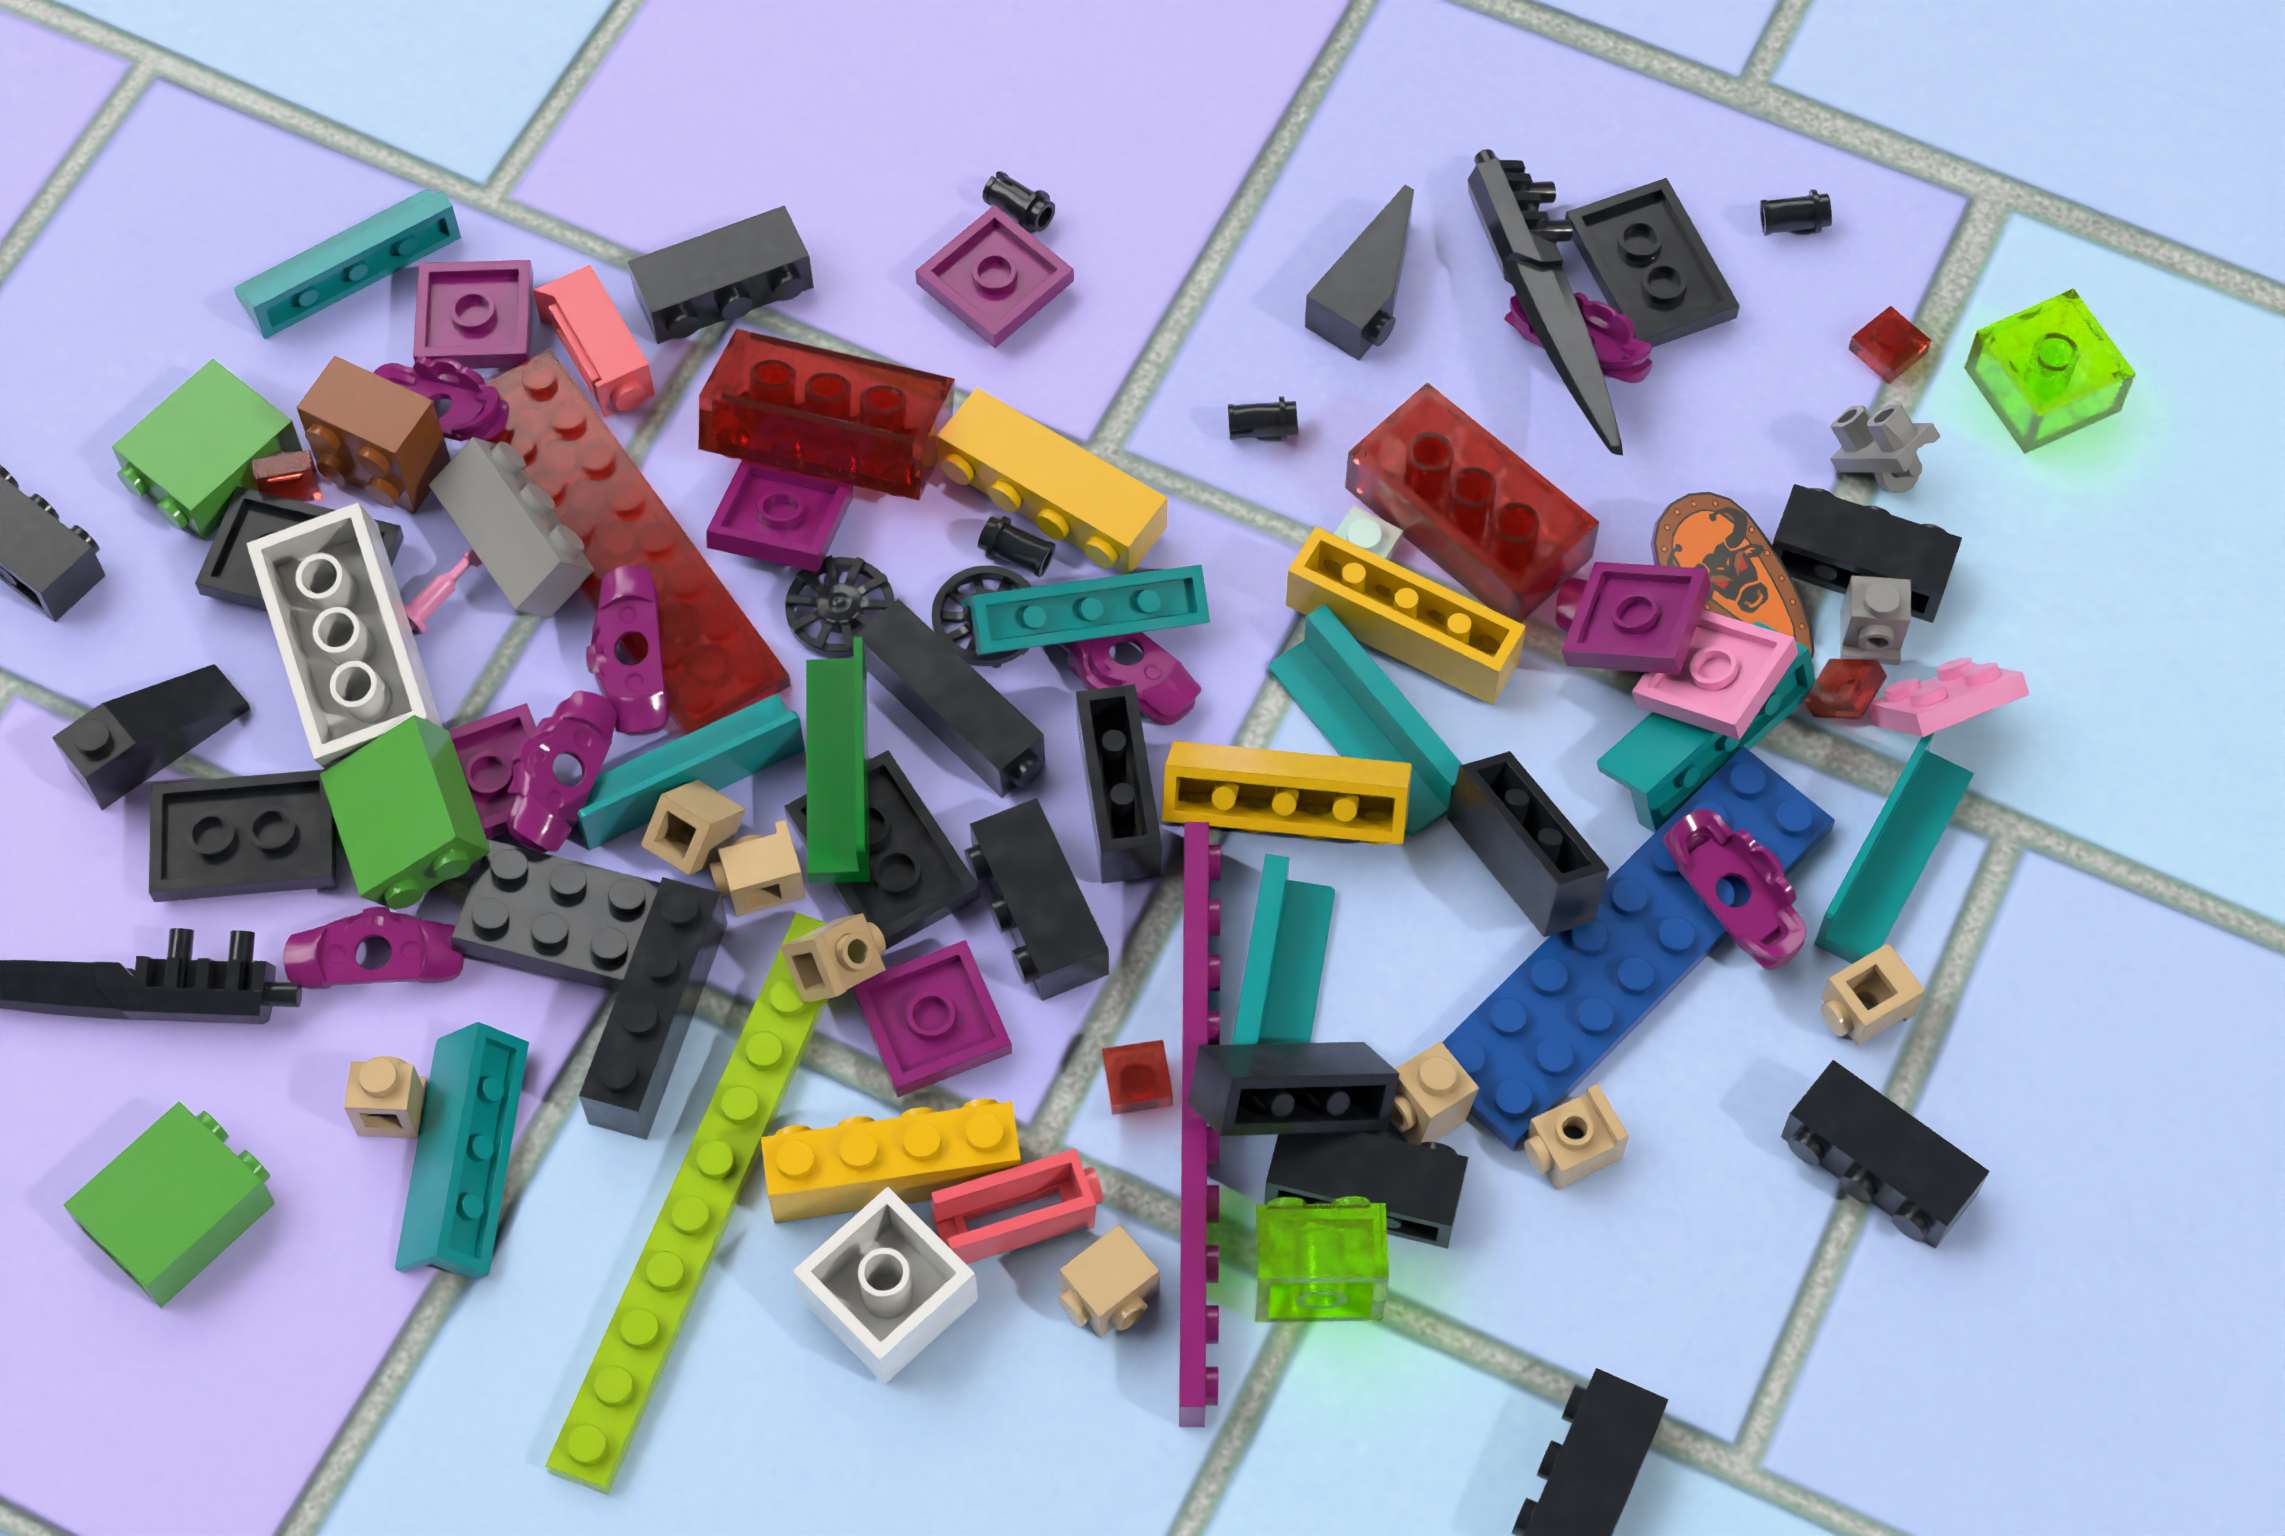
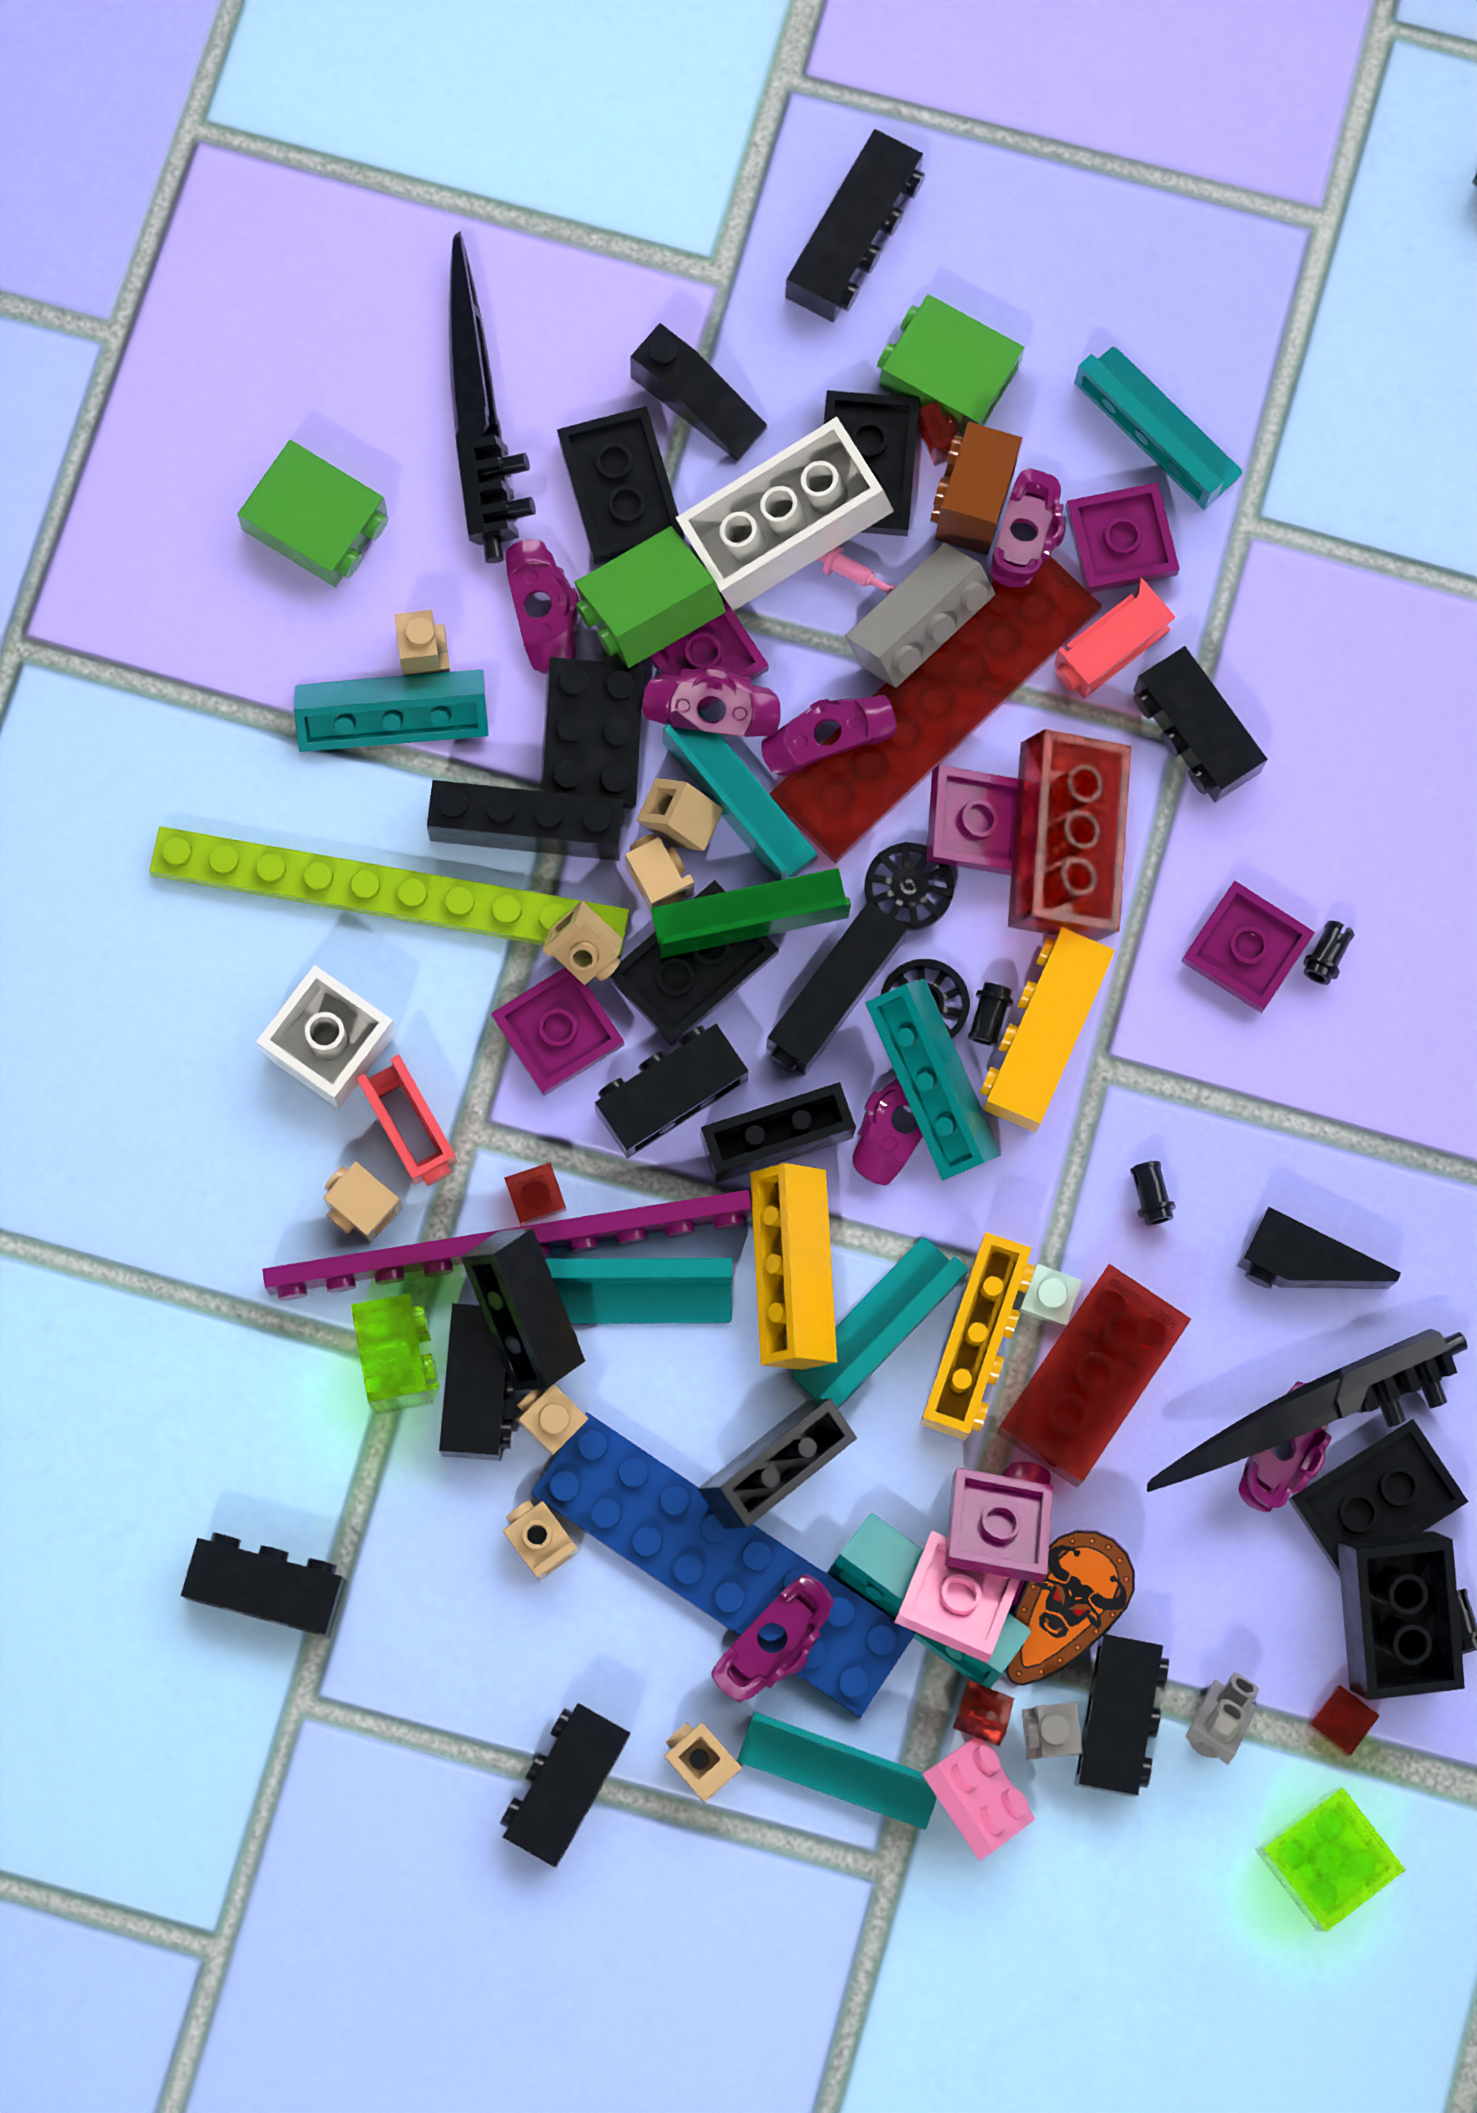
camera: 75 degrees right, 15 degrees up
(912, 1154) = (430, 1023): yellow brick -> none
(1789, 249) = (1401, 1615): none -> black brick

